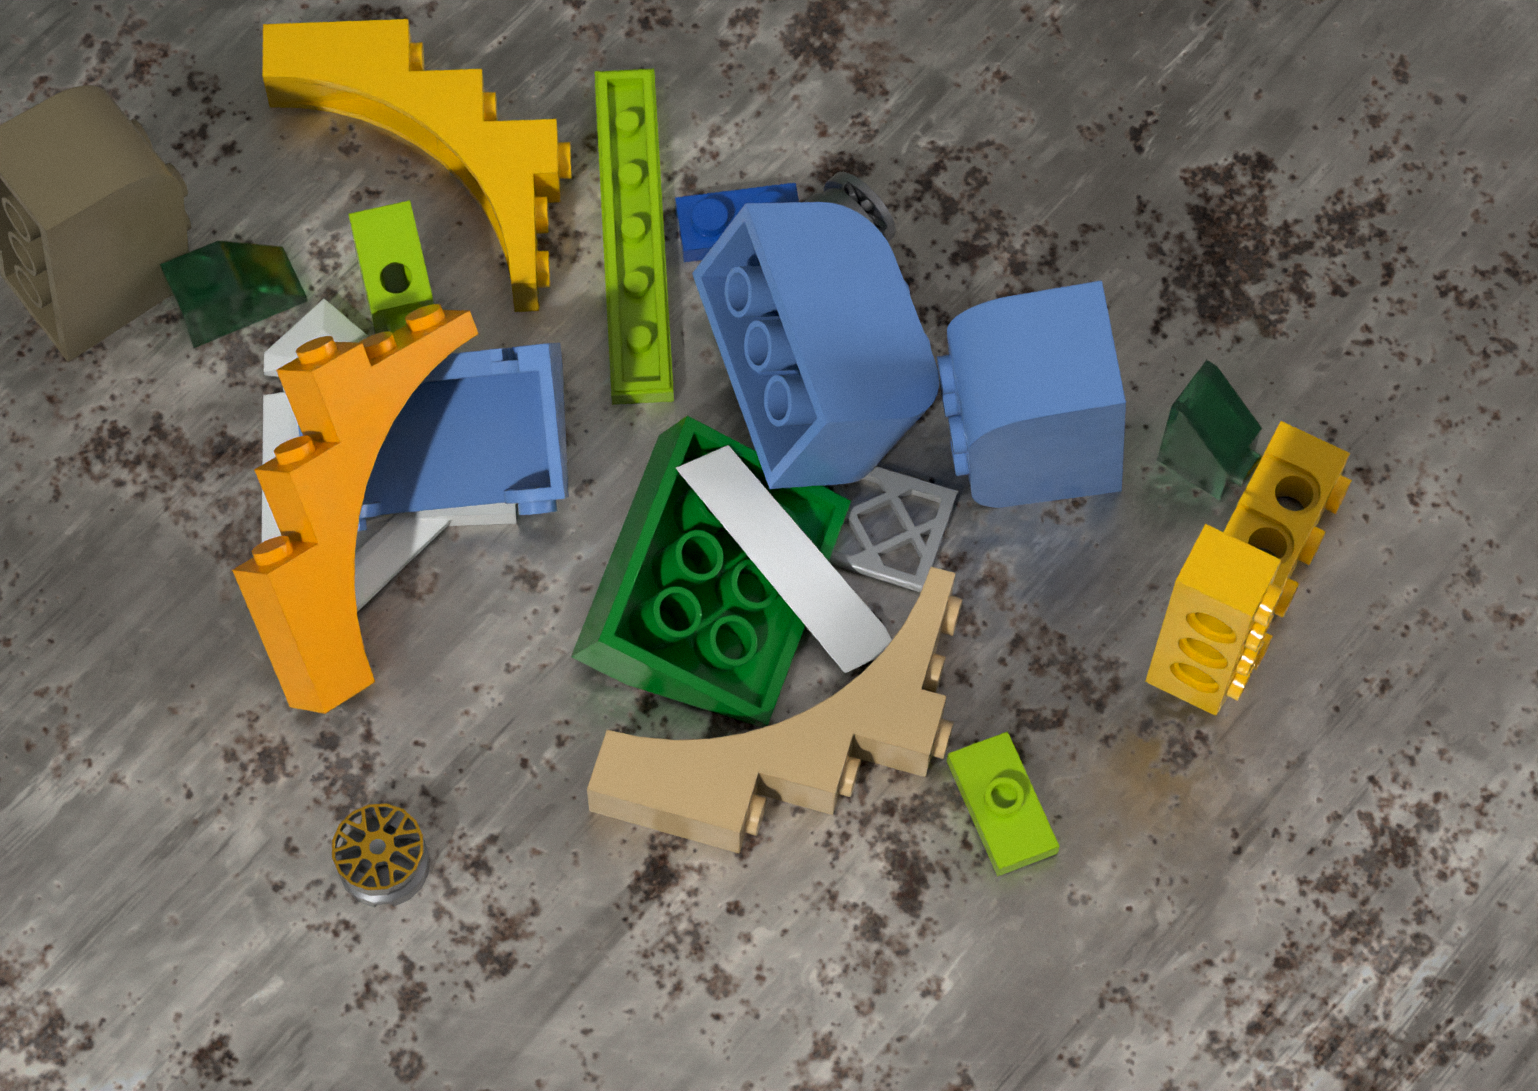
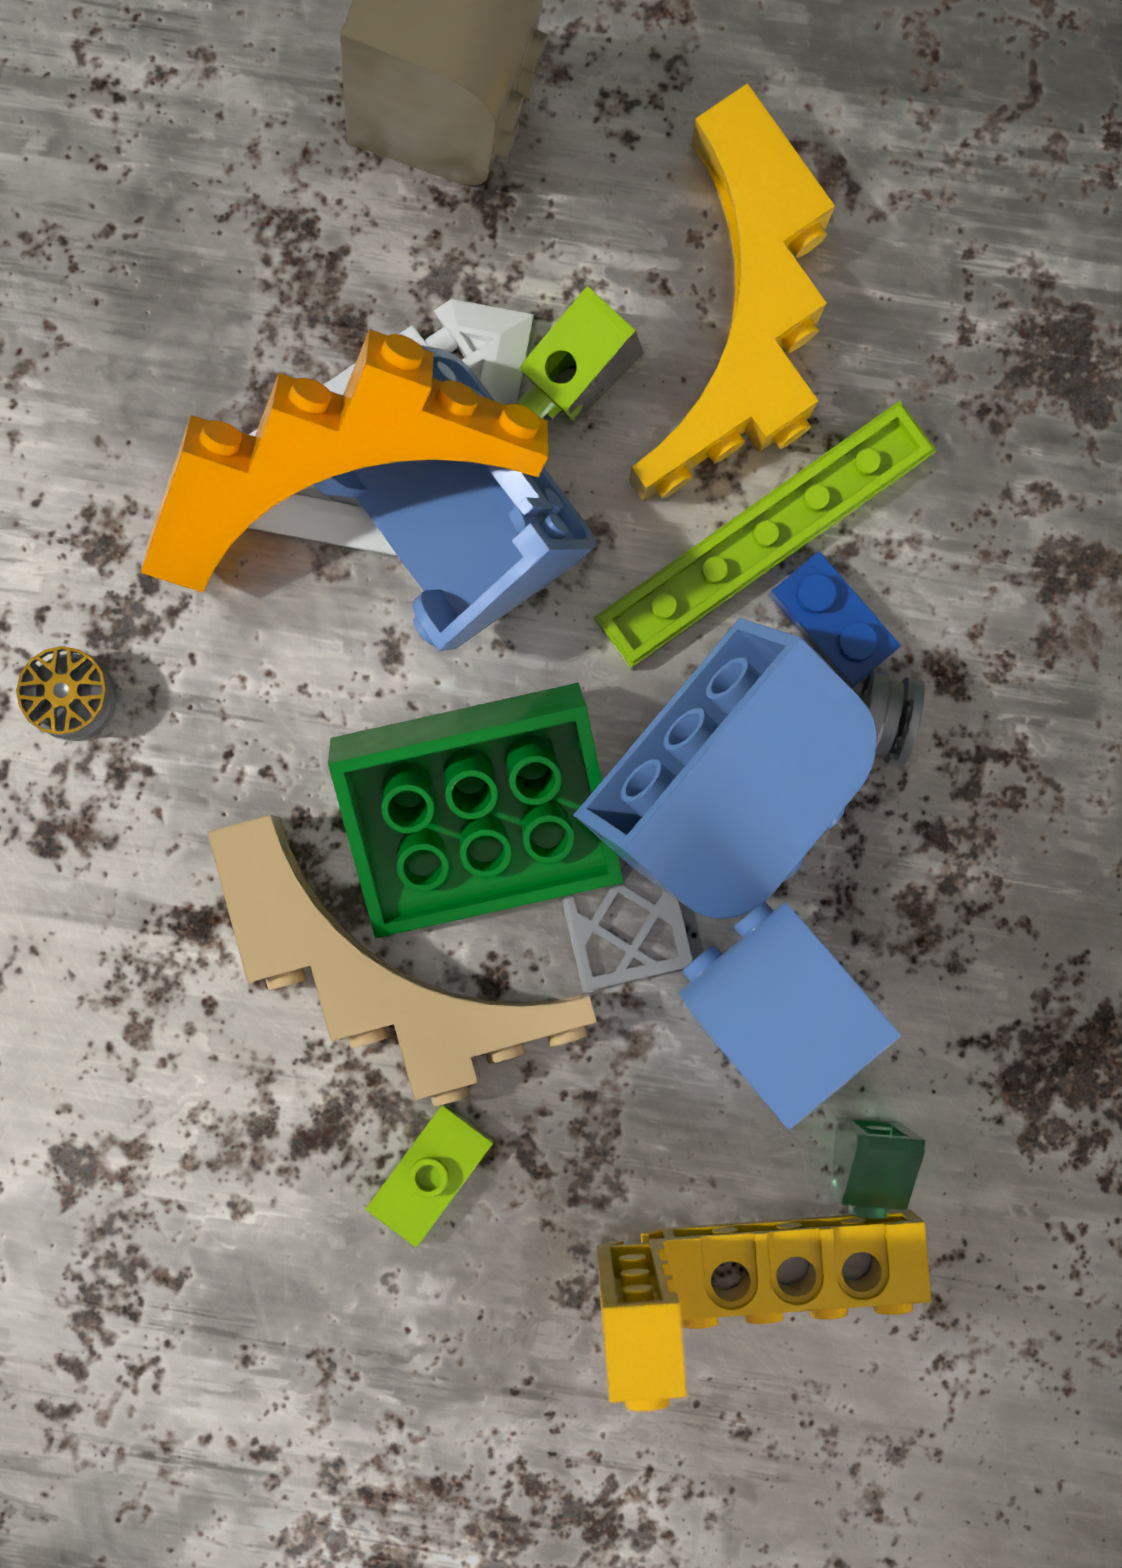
camera: 60 degrees right, 20 degrees up
(230, 287) = (488, 229): clear green slope -> none
(787, 558) = (525, 865): white sticker -> none

